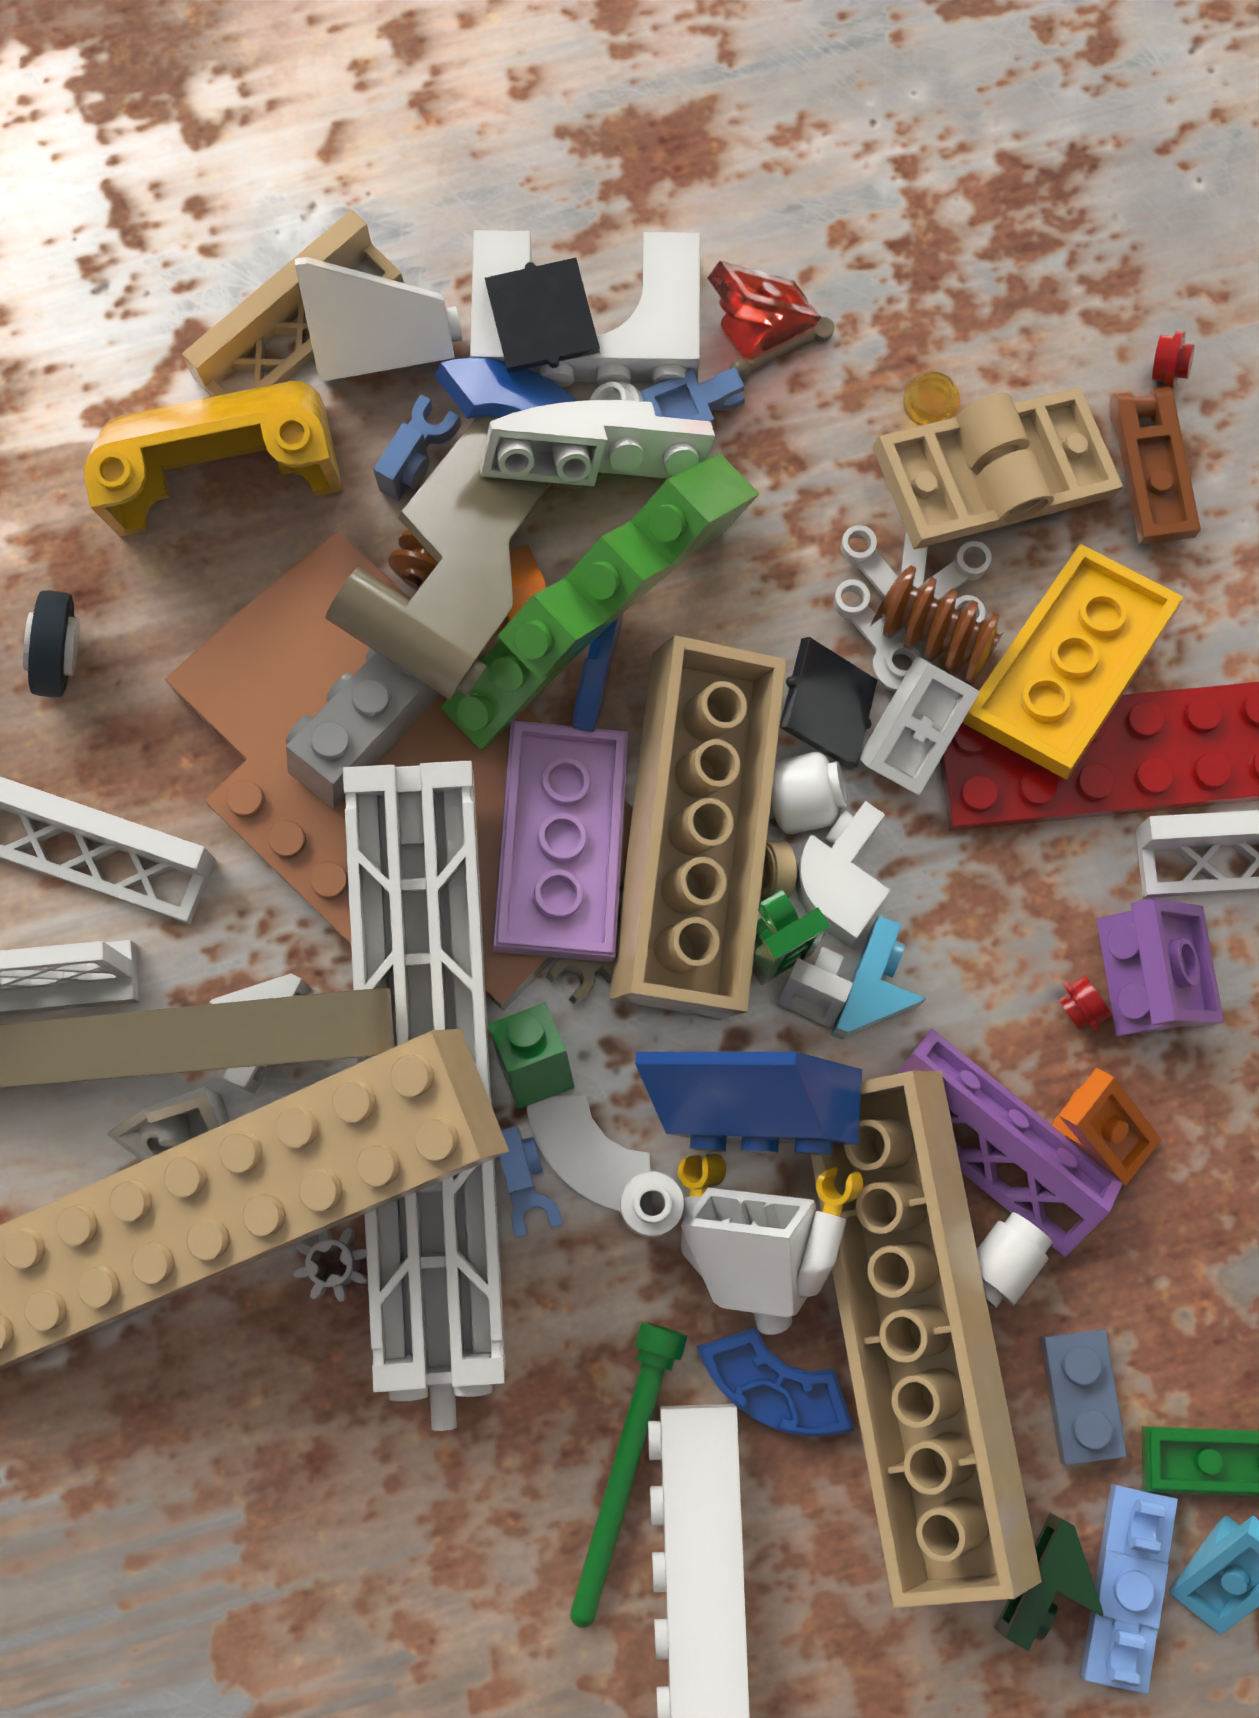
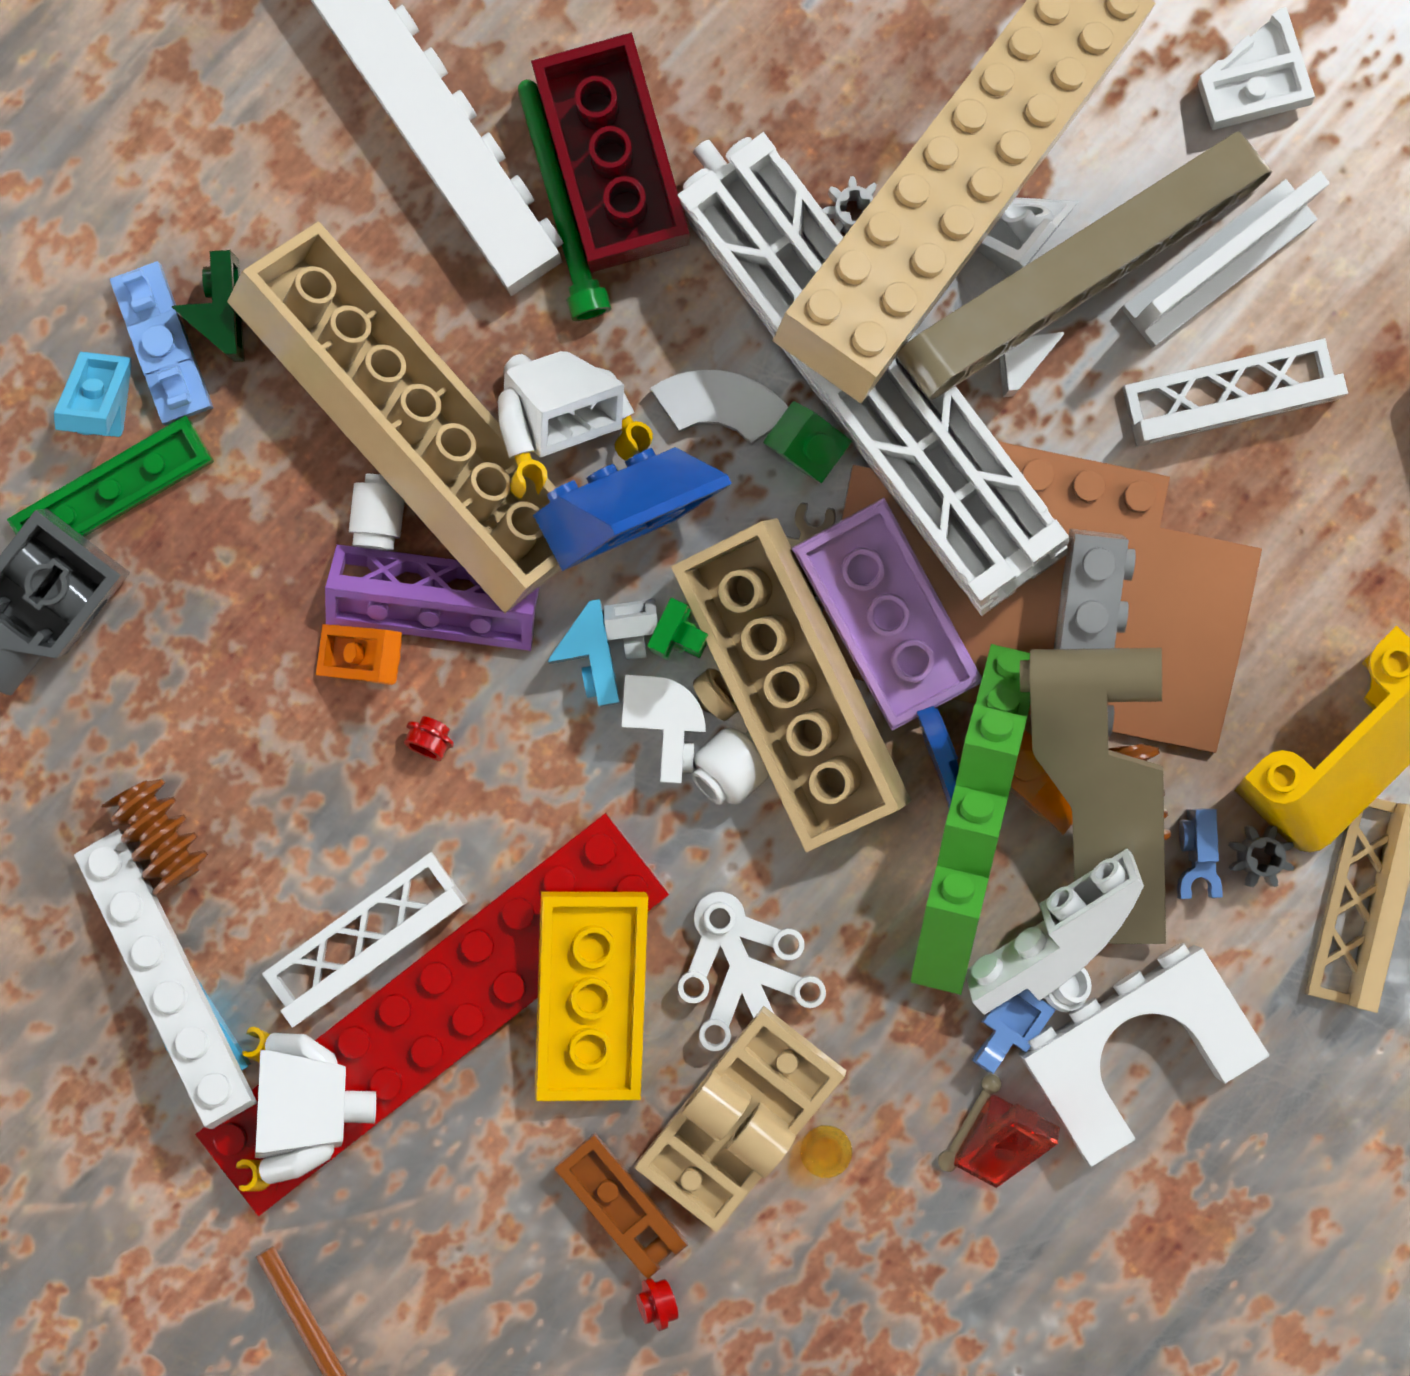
camera: 150 degrees right, 10 degrees up
(51, 643) = (1365, 520): black wheel -> none
(348, 420) = (1275, 849): none -> dark grey gear
(371, 322) = (1299, 930): white slope -> none
(486, 389) = (1156, 938): blue tile -> none
(518, 1167) = (767, 362): medium blue plate -> none
(539, 1487) = (611, 152): none -> dark red brick
(542, 315) = (1169, 1016): black piece -> none
(639, 1221) = (653, 403): white brick -> none
(775, 1392) = (488, 321): blue tile -> none
(828, 703) = (755, 846): black piece -> none
(918, 725) = (677, 868): white hinge -> none
(938, 624) = (708, 955): dark orange piece -> none
(1083, 1397) = (267, 454): sand blue plate -> none
(1159, 967) = (387, 798): medium lavender bracket -> none

